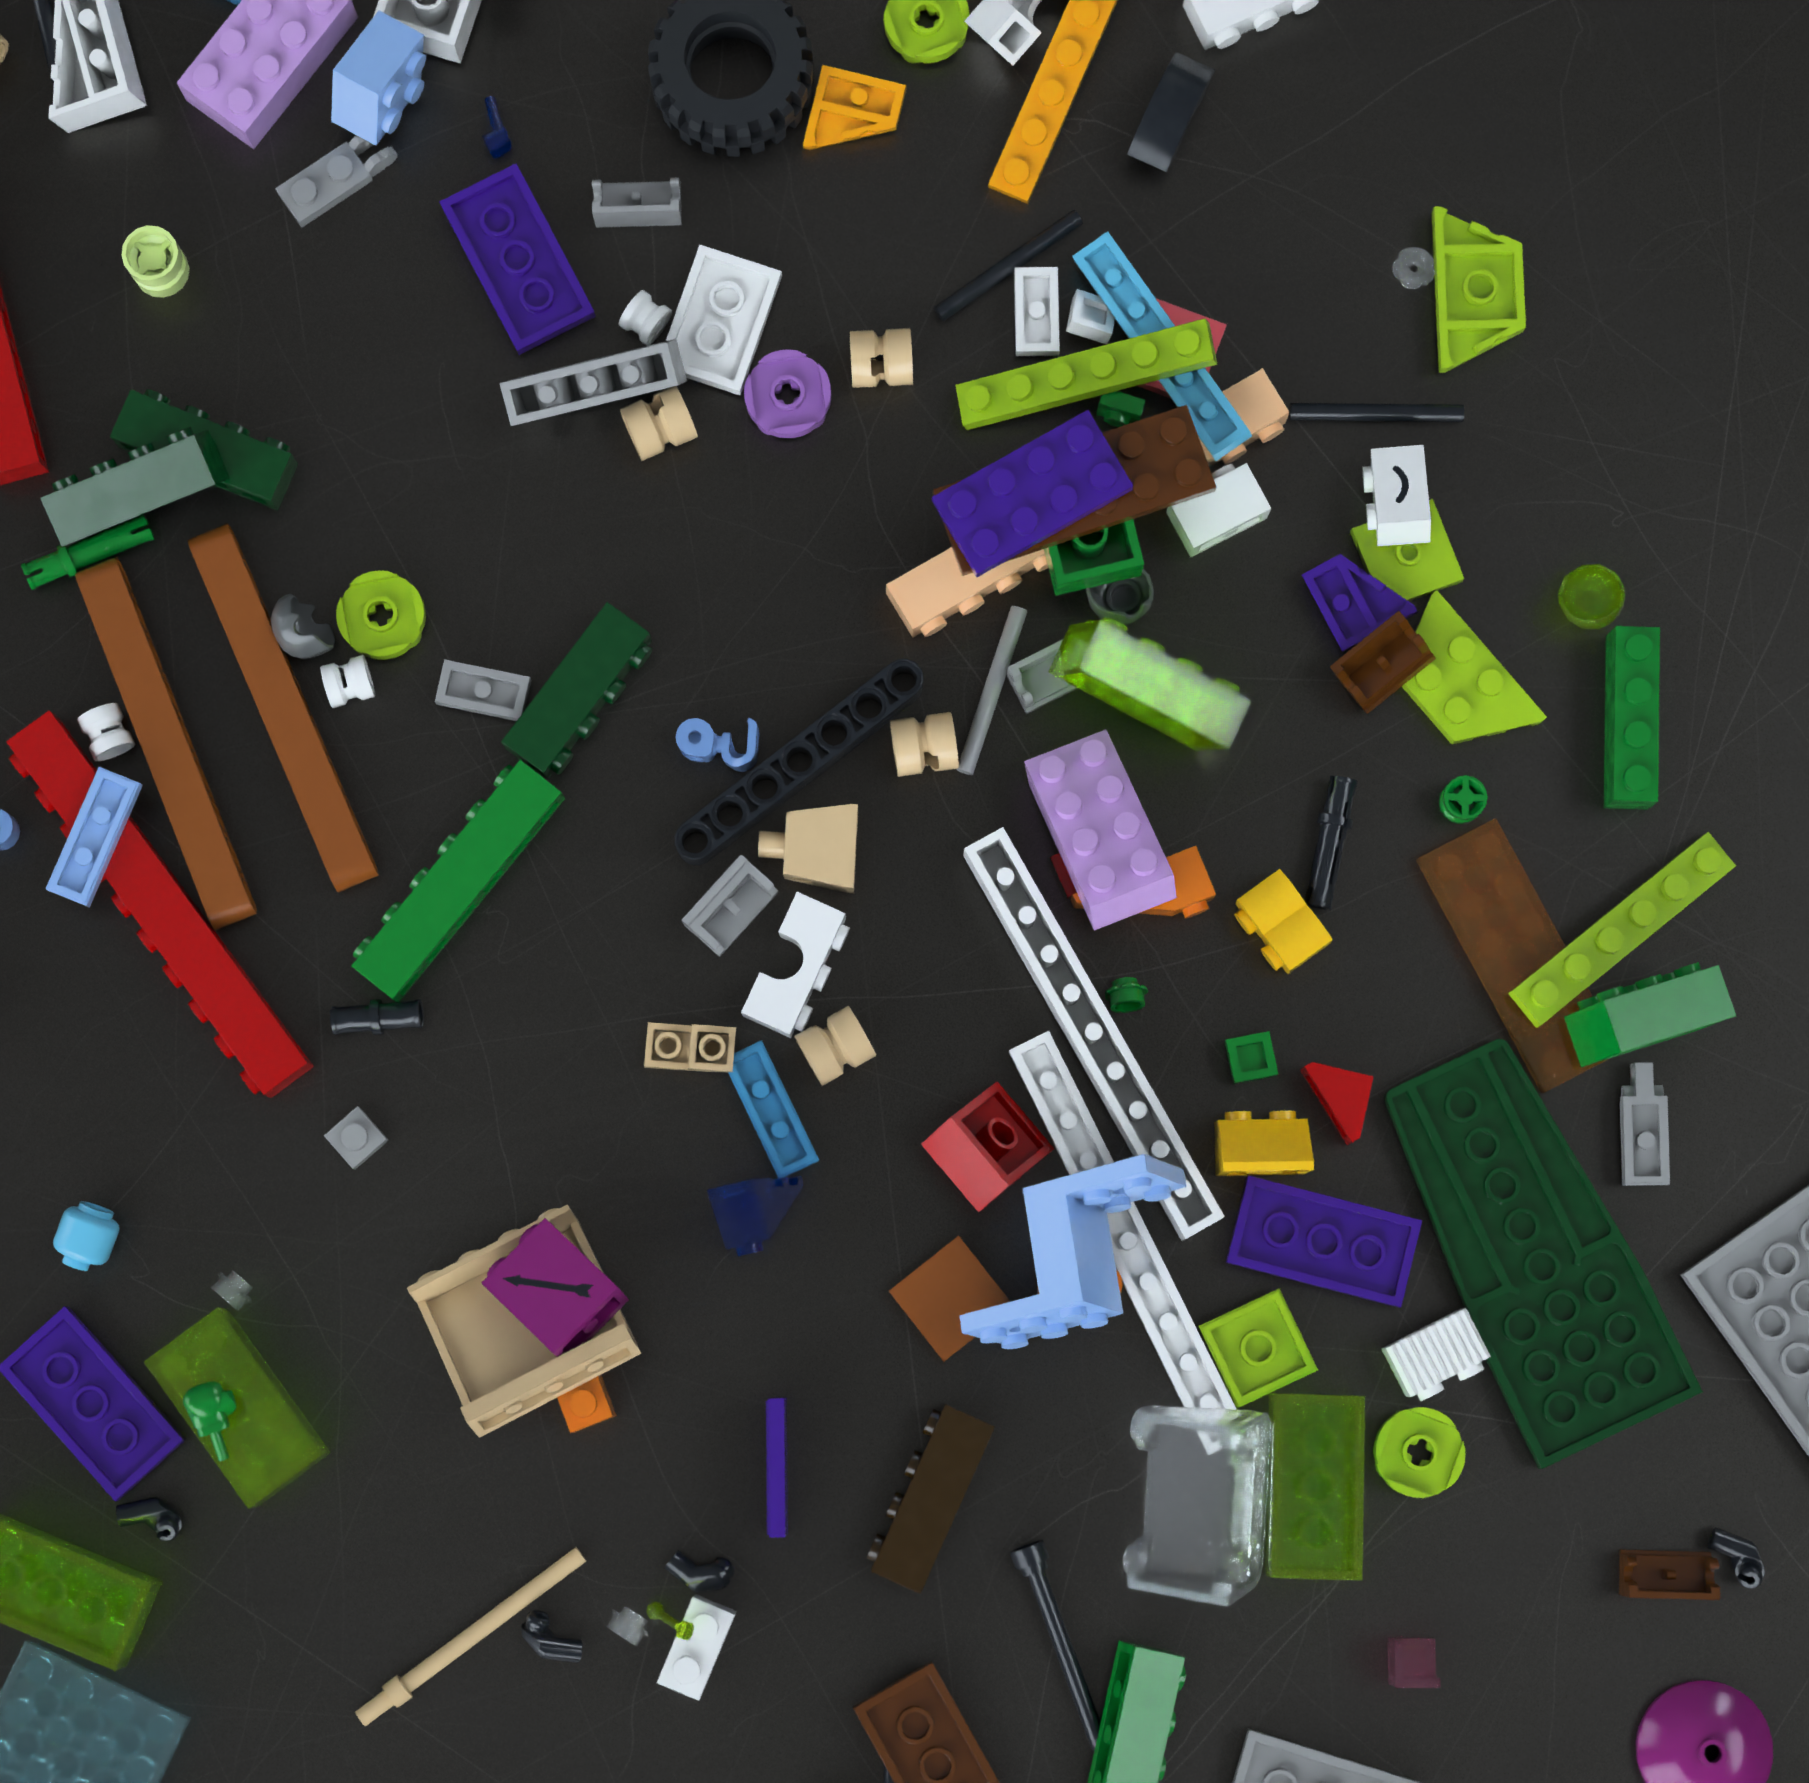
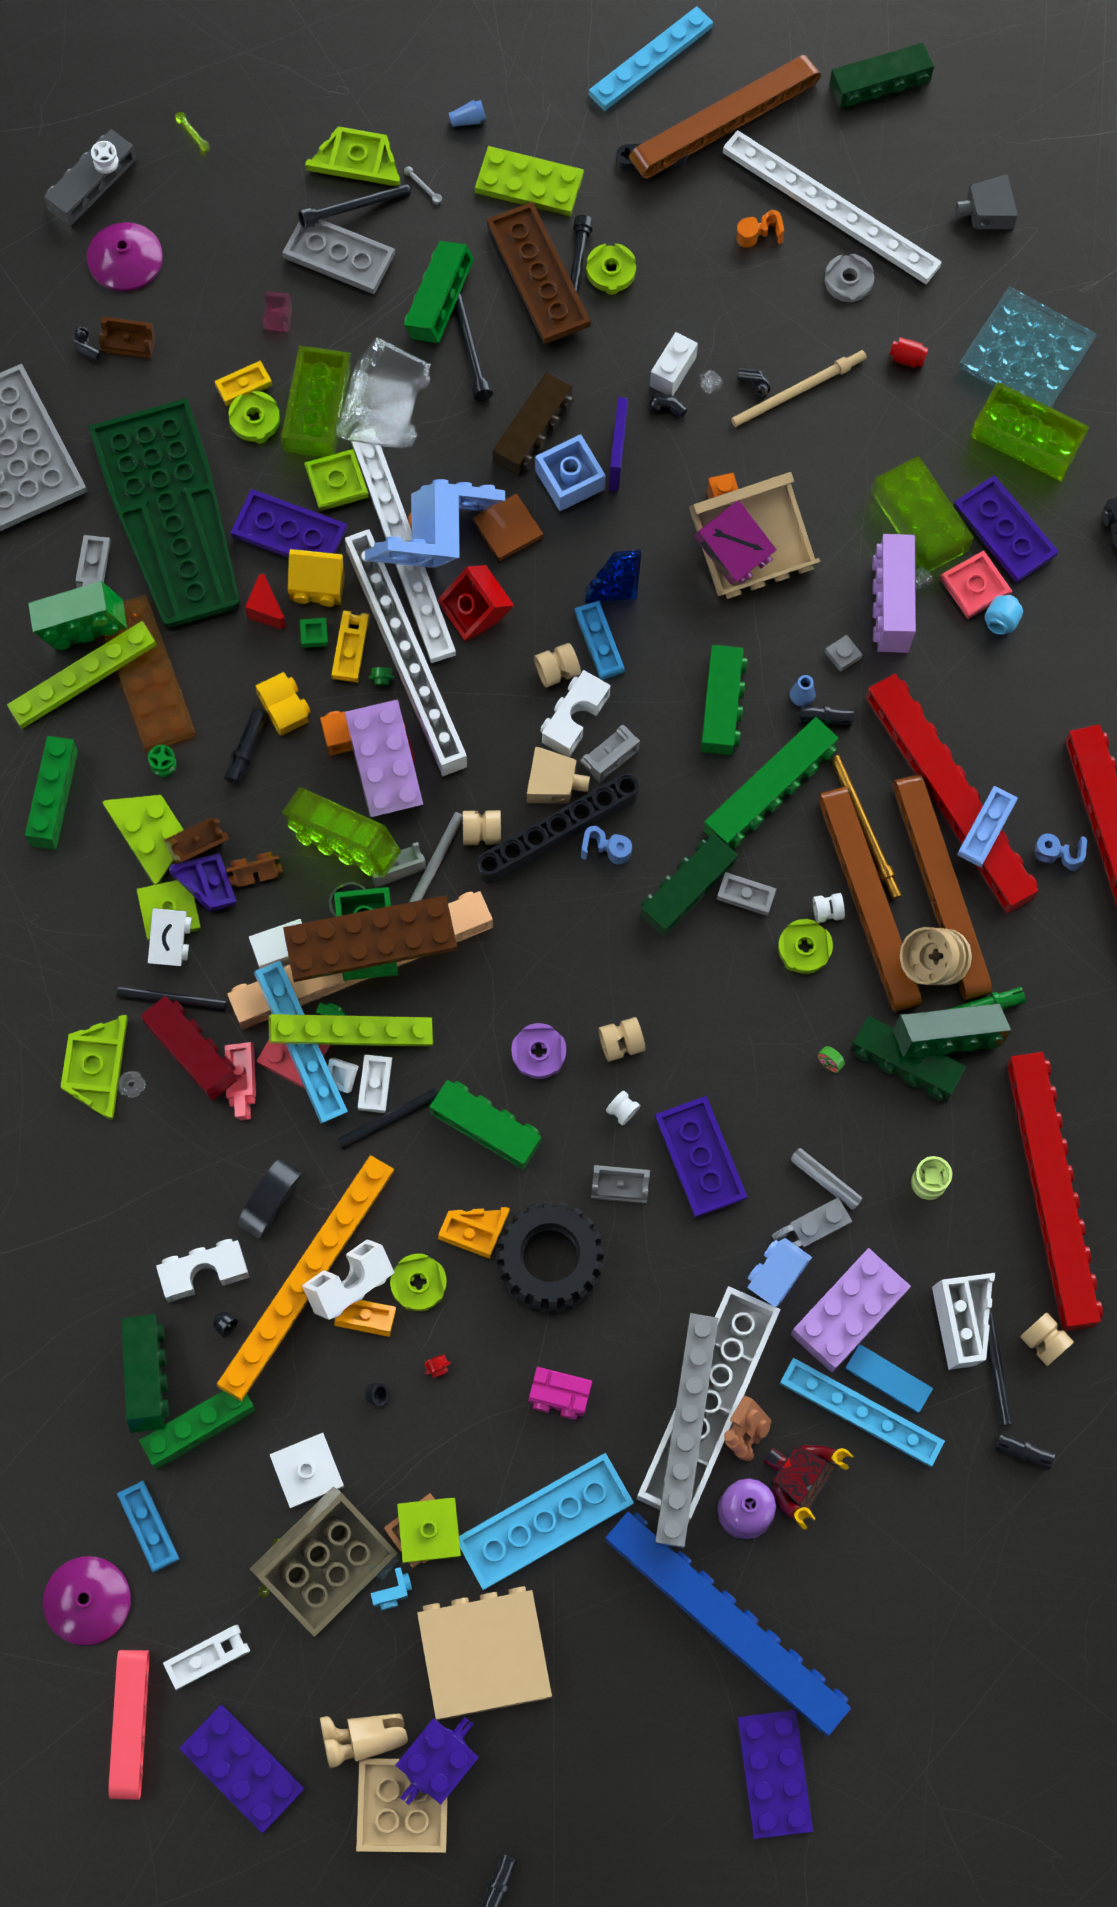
camera: 175 degrees left, 10 degrees down
(106, 732) = (978, 895): white wheel -> none
(137, 1290) = (975, 584): none -> coral plate
(154, 1513) = (972, 470): black arm -> none
(166, 598) = (922, 954): none -> tan wheel
(208, 1410) = (937, 501): green piece -> none
(260, 758) = (885, 871): none -> pearl gold bar
(273, 1241) = (894, 593): none -> lavender brick
(280, 1728) = (908, 352): none -> red brick
(297, 631) = (855, 939): dark grey hair -> none
(320, 251) = (826, 1179): none -> light grey axle
(325, 435) = (831, 1059): none -> bright green tile
(429, 1058) = (803, 691): none -> medium blue cone
(498, 139) = (705, 1237): clear blue hand -> none
(551, 1020) = (722, 699): none -> green brick
(593, 382) = (660, 1062): light grey brick -> none
(684, 1628) = (679, 361): clear neon green hinge -> none
(690, 1047) = (642, 678): tan slope -> none
(722, 317) = (576, 1102): white plate -> none
(854, 1404) = (570, 472): none -> light blue brick
(855, 267) = (486, 1124): none -> green brick
(897, 357) = (477, 1063): tan wheel -> none
(1032, 493) = (396, 930): dark purple plate -> none
(1186, 1041) = (350, 647): none -> yellow plate
(1246, 294) = (243, 1091): none -> coral hinge
(1301, 631) = (244, 870): none -> dark orange hinge
(1334, 323) = (189, 1048): none -> dark red brick
(1436, 1354) = (235, 463): white brick -> none
(1449, 1514) = (243, 382): none -> yellow plate
(1591, 596) = (61, 865): clear neon green hair -> none

